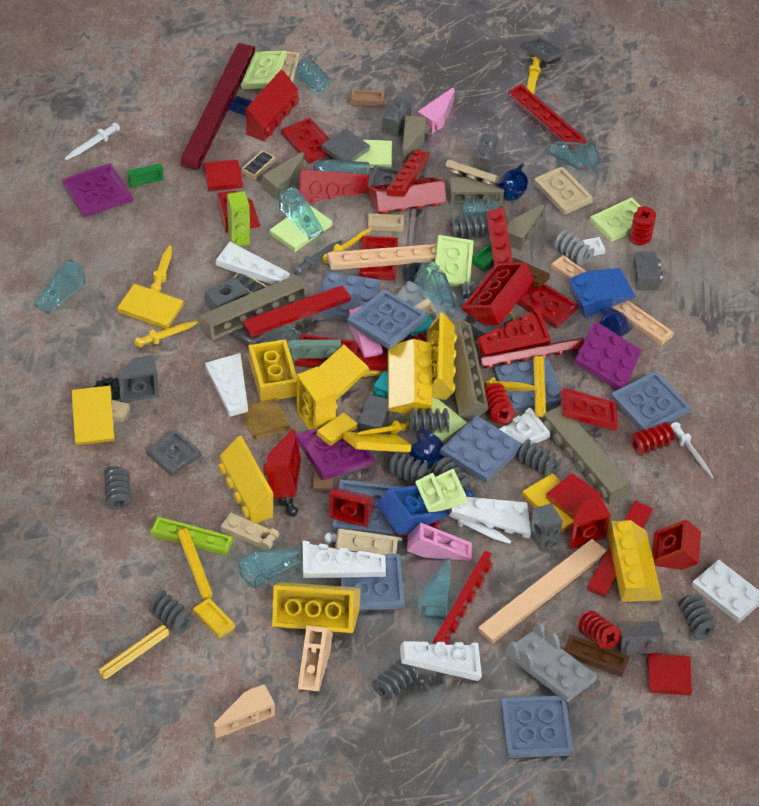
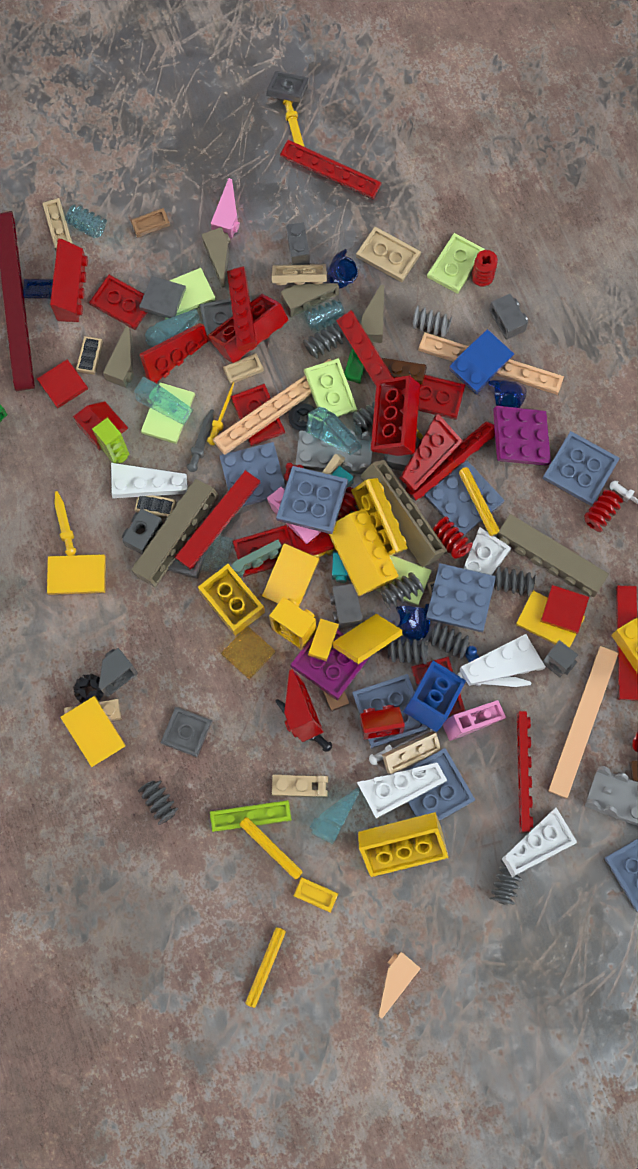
camera: 20 degrees left, 25 degrees up
(154, 337) = (99, 609): yellow sword -> none
(170, 612) = (277, 912): dark grey piece -> none
(229, 383) = (196, 629): white wing -> none
(246, 481) = (272, 739): yellow slope -> none
(263, 69) = (34, 235): yellowish green tile -> none
(314, 658) = (427, 897): light nougat slope -> none
(394, 428) = (371, 610): yellow sword -> none
(395, 116) = (191, 236): flat silver brick -> none
(436, 594) = (497, 778): clear light blue slope -> none
(441, 491) = (453, 668): yellowish green slope -> none
(511, 386) = (432, 516): yellow sword -> none
(578, 155) = (380, 205): clear light blue slope -> none
(589, 409) = (533, 505): red tile -> none
(589, 523) = (594, 632): red slope -> none
(597, 244) = (446, 306): white tile -> none

